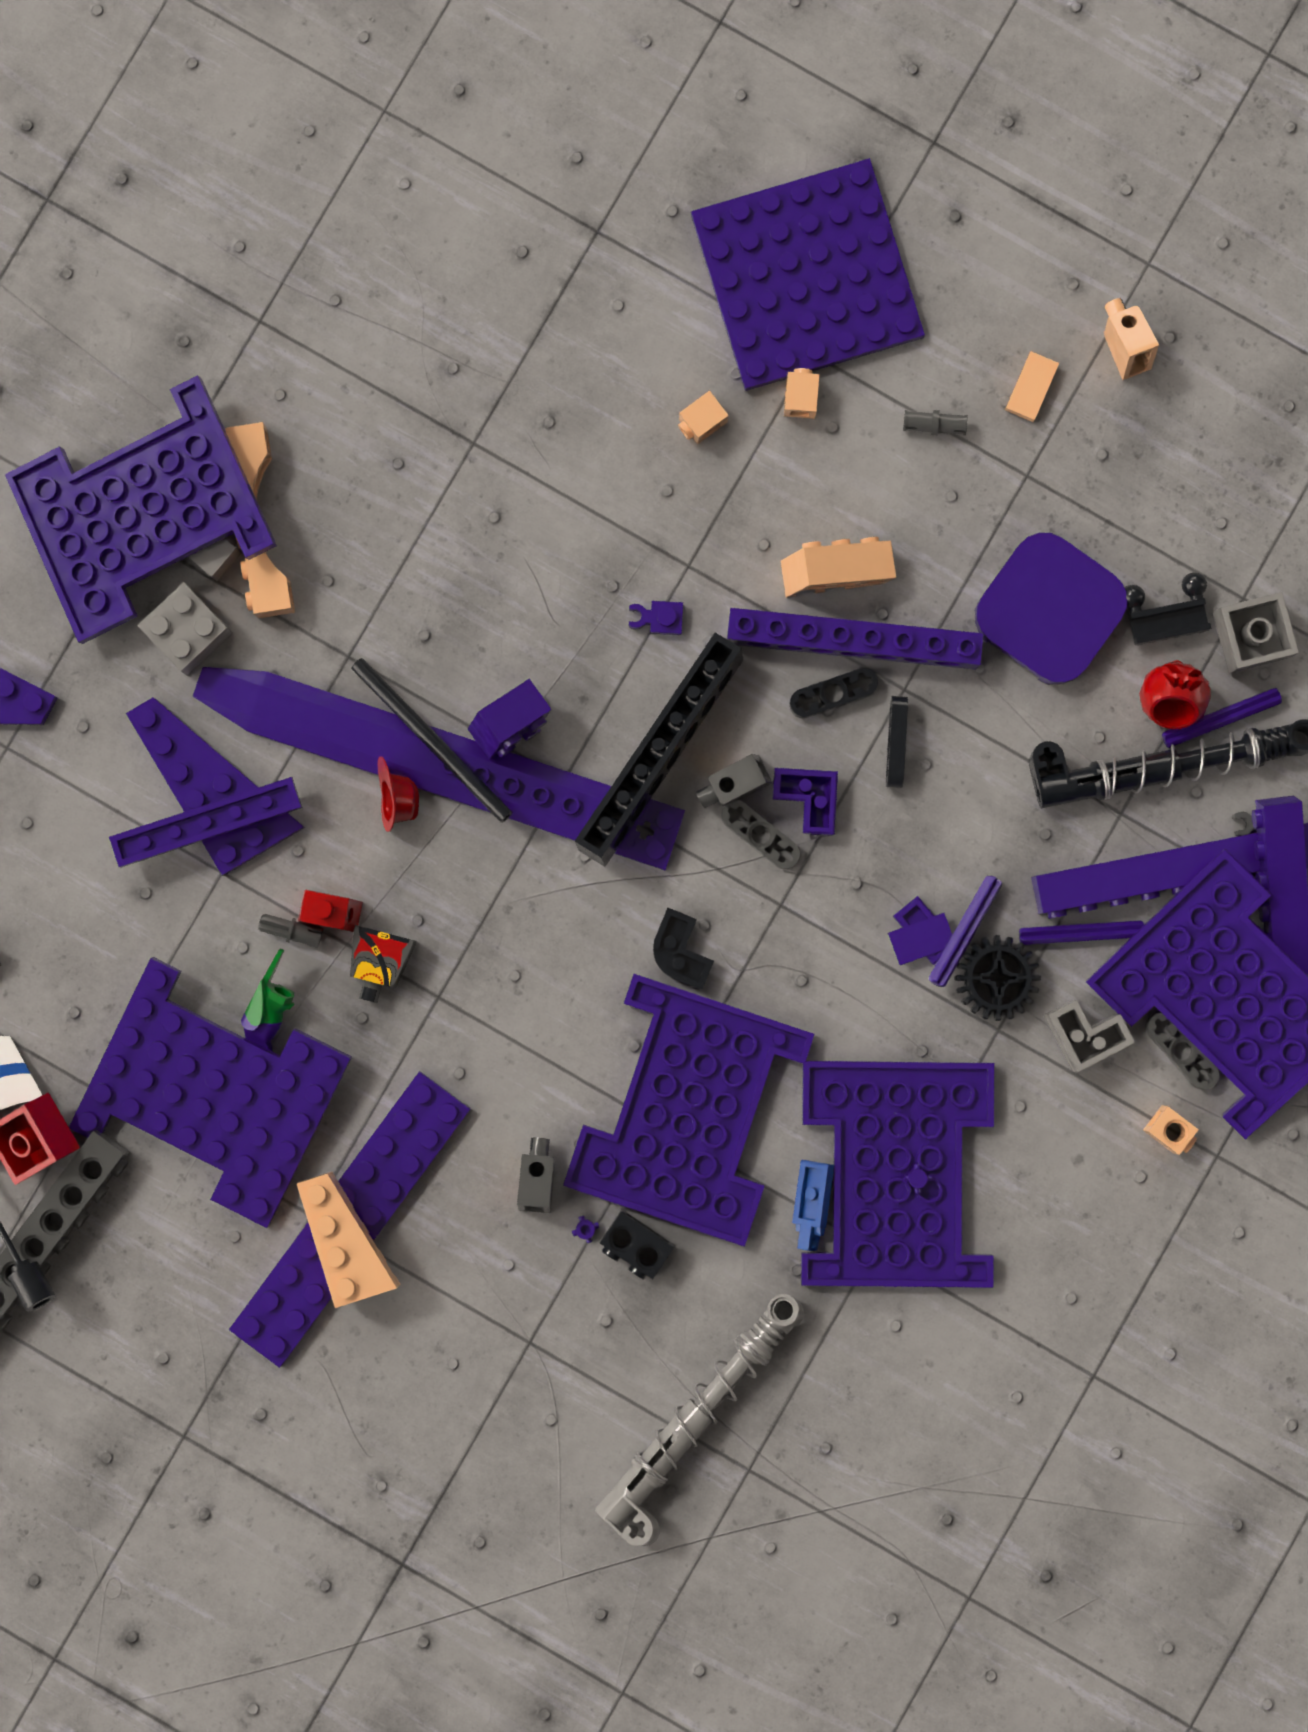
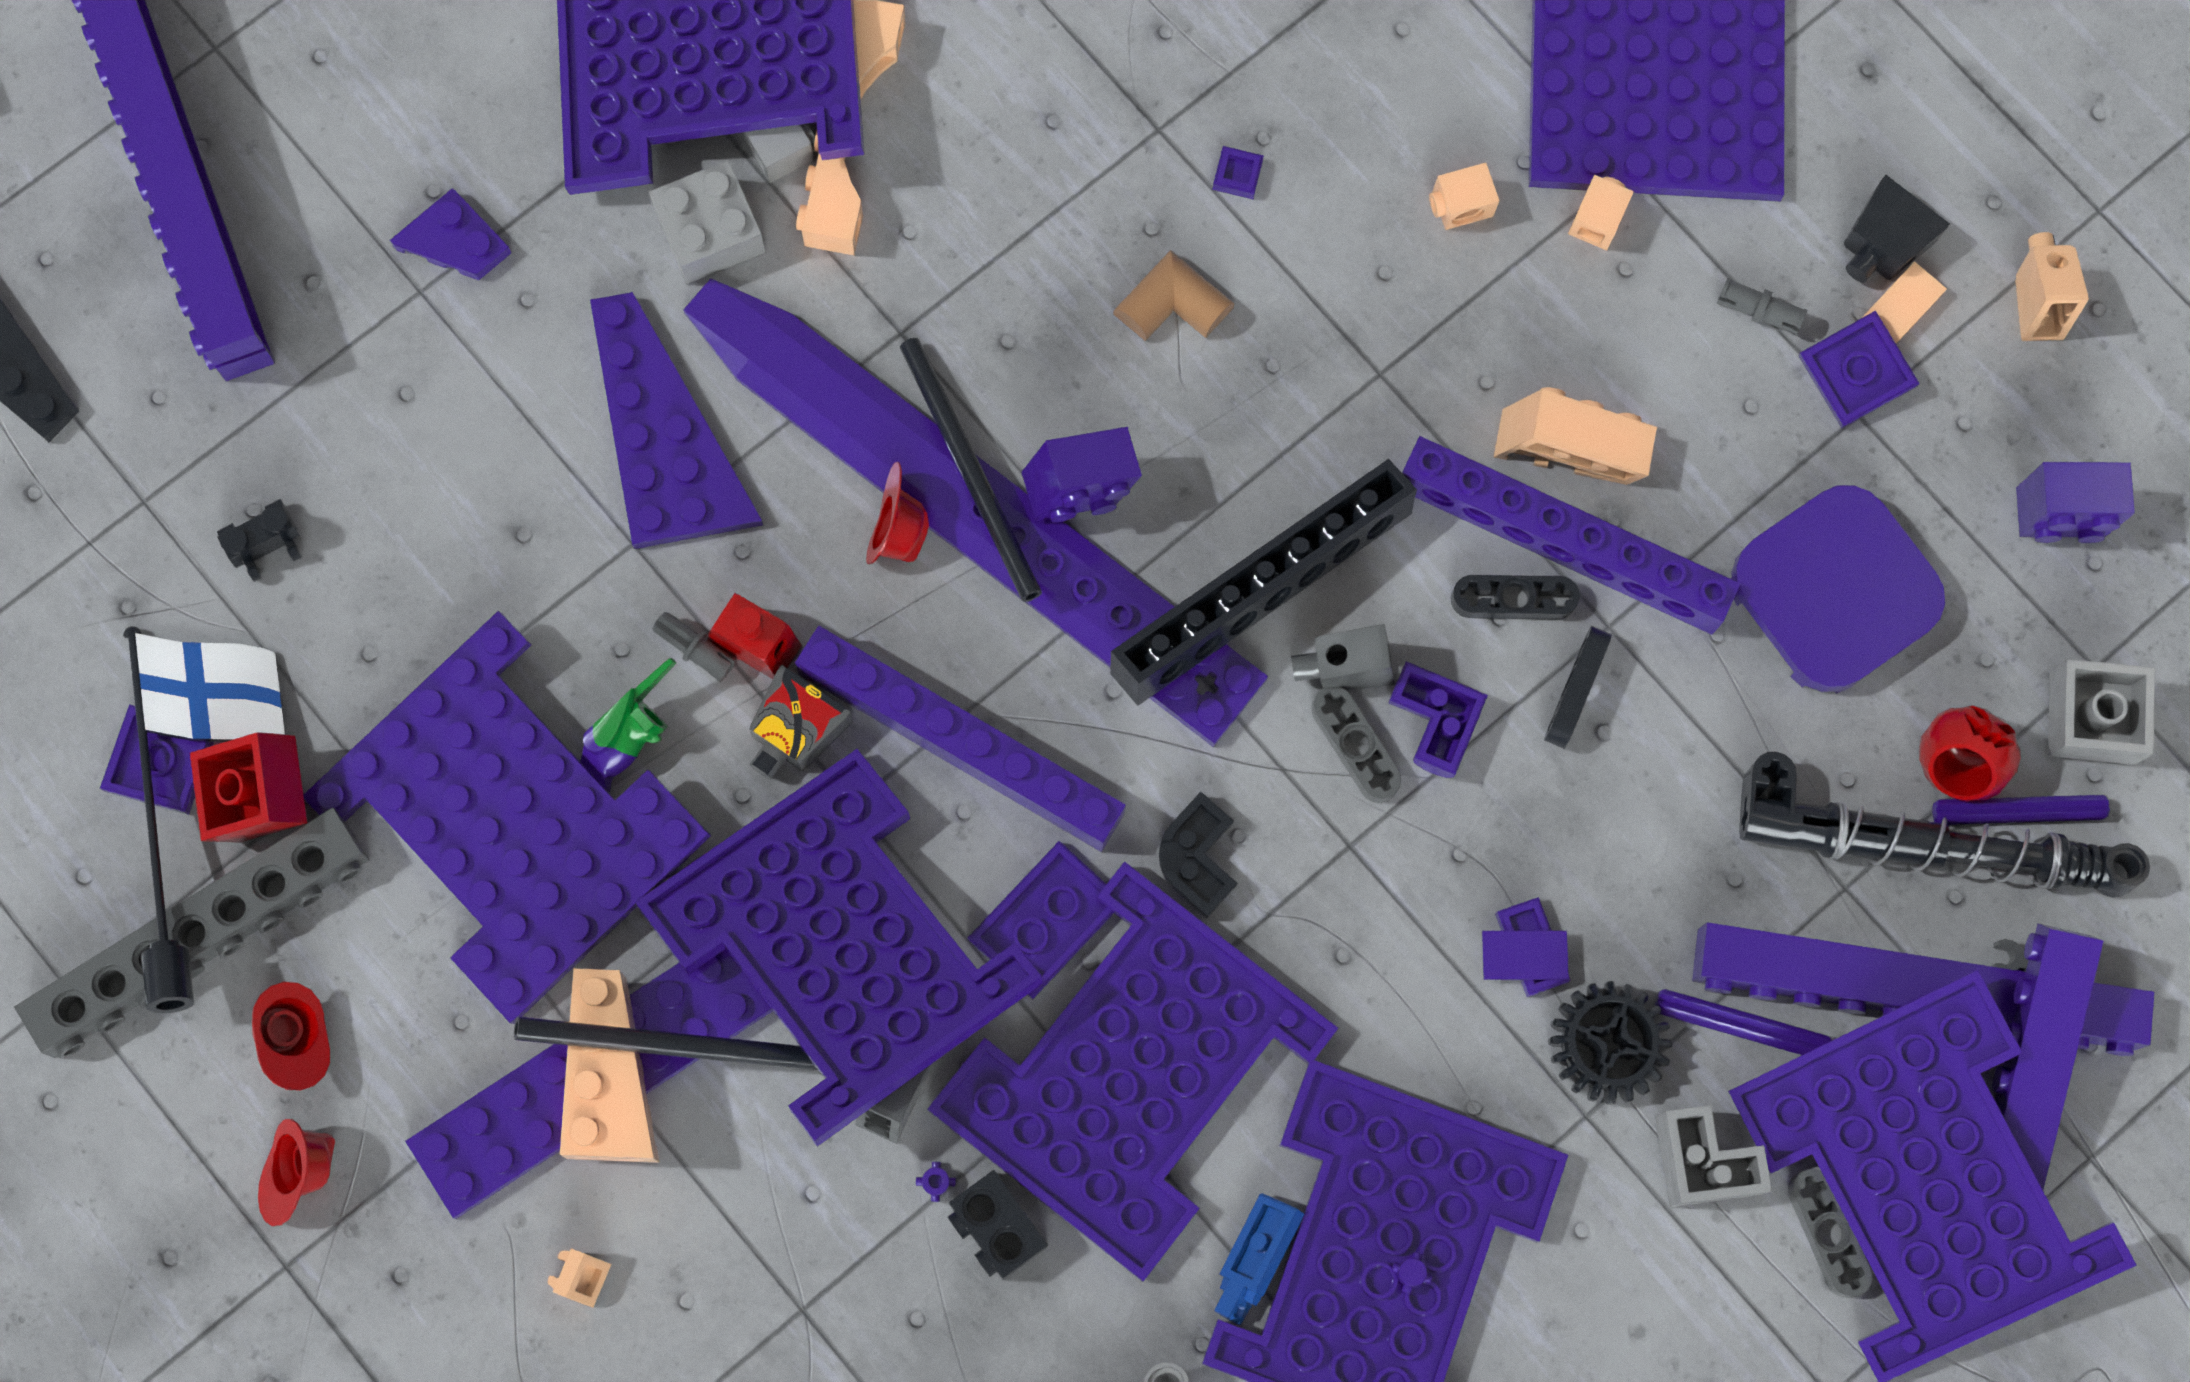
camera: 15 degrees right, 10 degrees down
(127, 1291) = (291, 1036): none -> red piece
(163, 1375) = (294, 1168): none -> red piece
(205, 822) = (638, 466): dark purple plate -> none
(377, 1376) = (580, 1277): none -> light nougat tile
(396, 1204) = (661, 1043): none -> black piece
(461, 1100) = (836, 942): none -> dark purple piece
(492, 929) = (960, 738): none -> dark purple brick
(526, 557) = (1176, 288): none -> medium nougat brick
(539, 455) = (1238, 172): none -> dark purple tile
(593, 1030) = (1046, 915): none -> dark purple tile
(663, 617) = (1325, 425): dark purple plate -> none
(965, 931) = (1587, 964): dark purple axle -> none
(1007, 336) = (1891, 232): none -> black torso
(1016, 444) = (1858, 369): none -> dark purple tile
(1158, 1125) = (1761, 1331): light nougat brick -> none
(1168, 620) = (1989, 658): black gear -> none
(1193, 489) = (2075, 500): none -> dark purple brick

